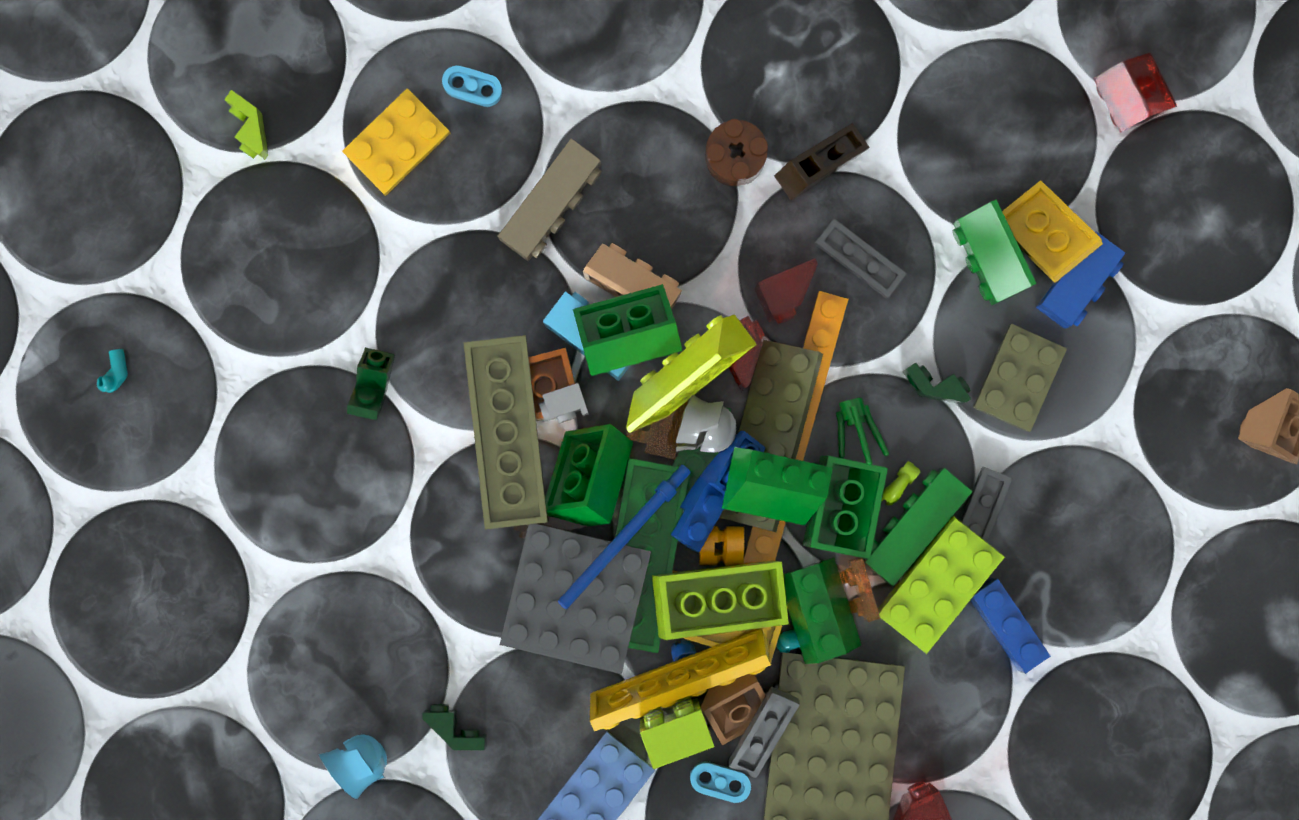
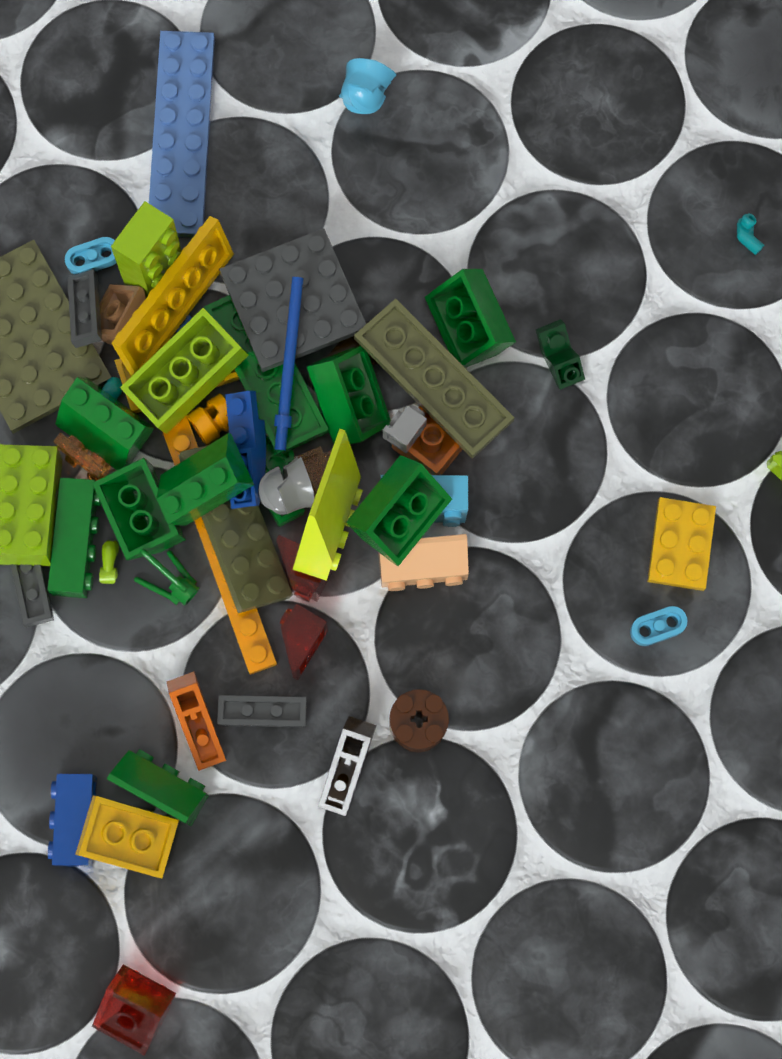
camera: 145 degrees right, 10 degrees down
(426, 474) = (470, 317): none -> green slope
(444, 724) = (324, 159): dark green slope -> none
(550, 199) = (532, 581): dark tan brick -> none
(921, 292) = (195, 720): none -> orange slope
(950, 389) = (122, 657): dark green slope -> none
(1019, 378) = (71, 710): olive plate -> none

